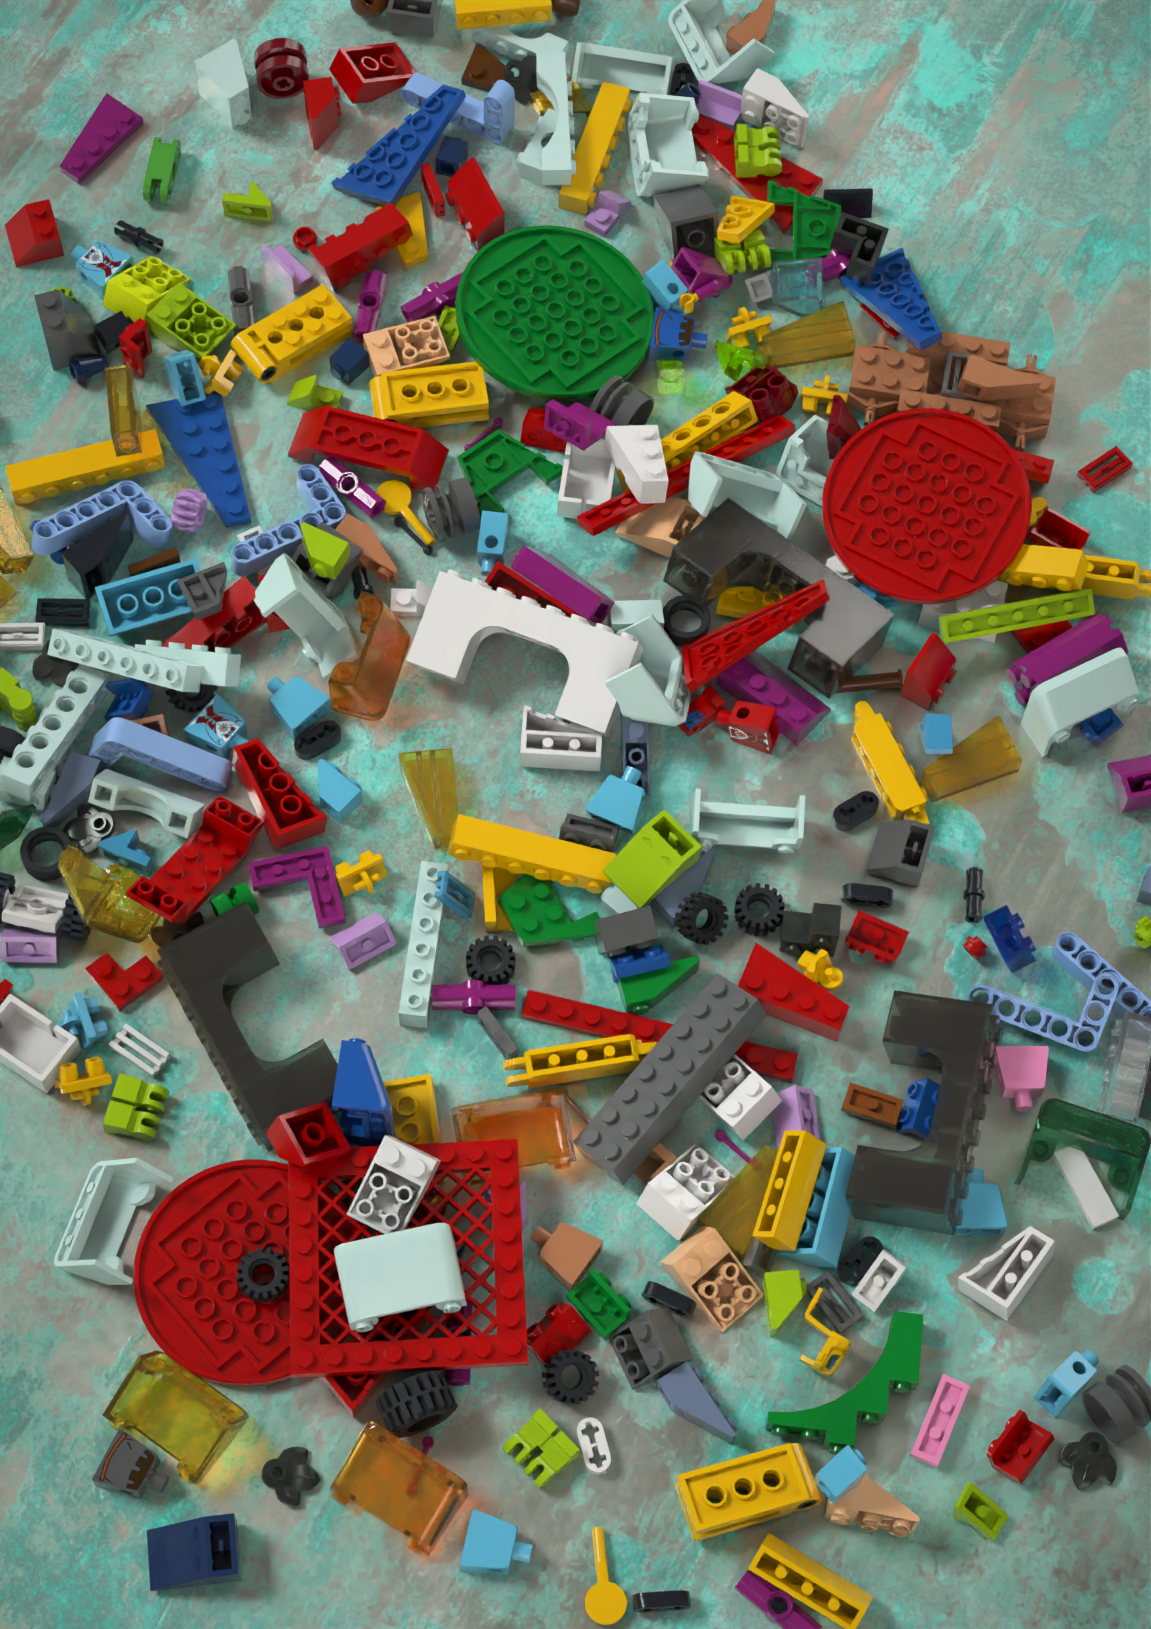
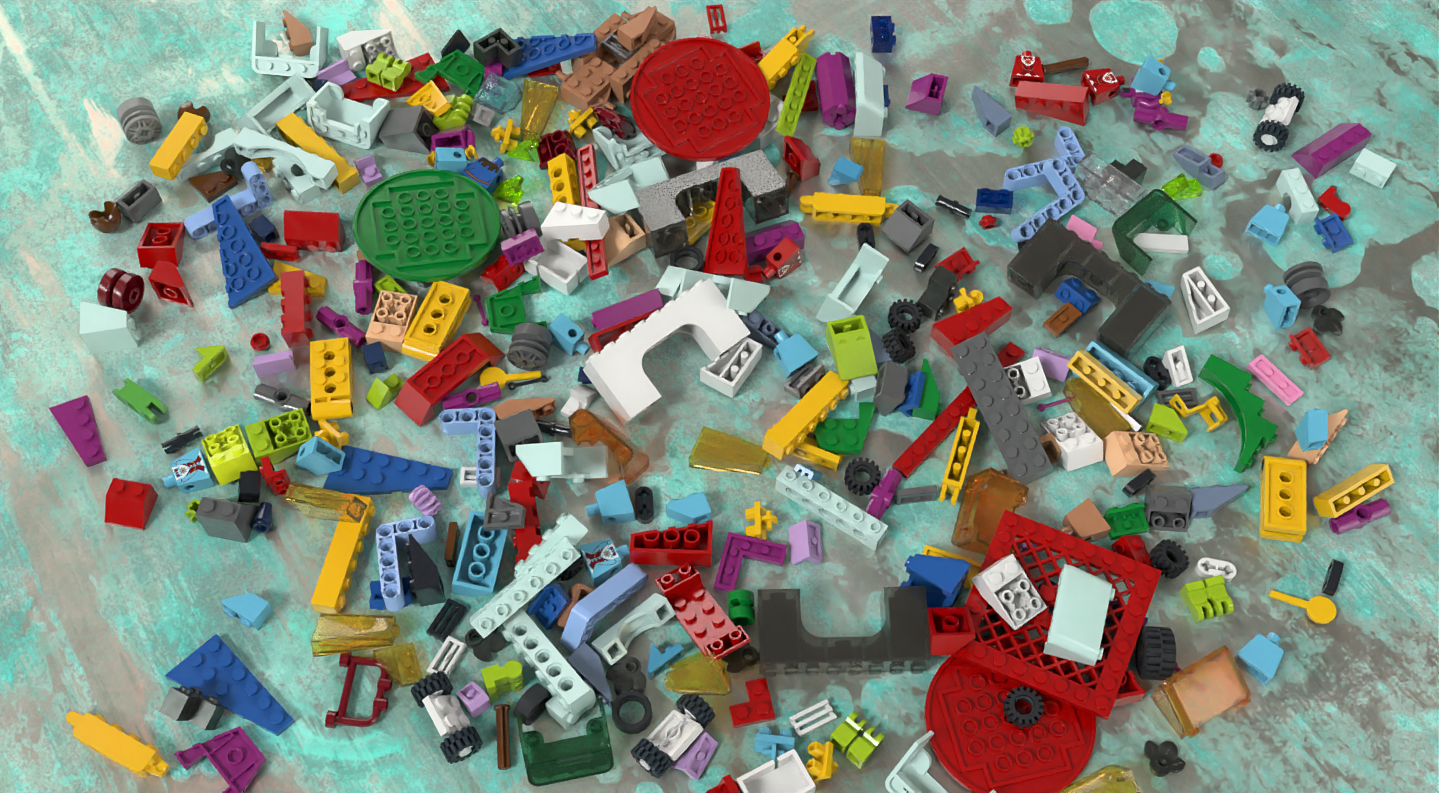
camera: 60 degrees left, 5 degrees down
(324, 551) = (520, 428): lime slope -> none
(979, 1511) = (1337, 386): lime slope -> none

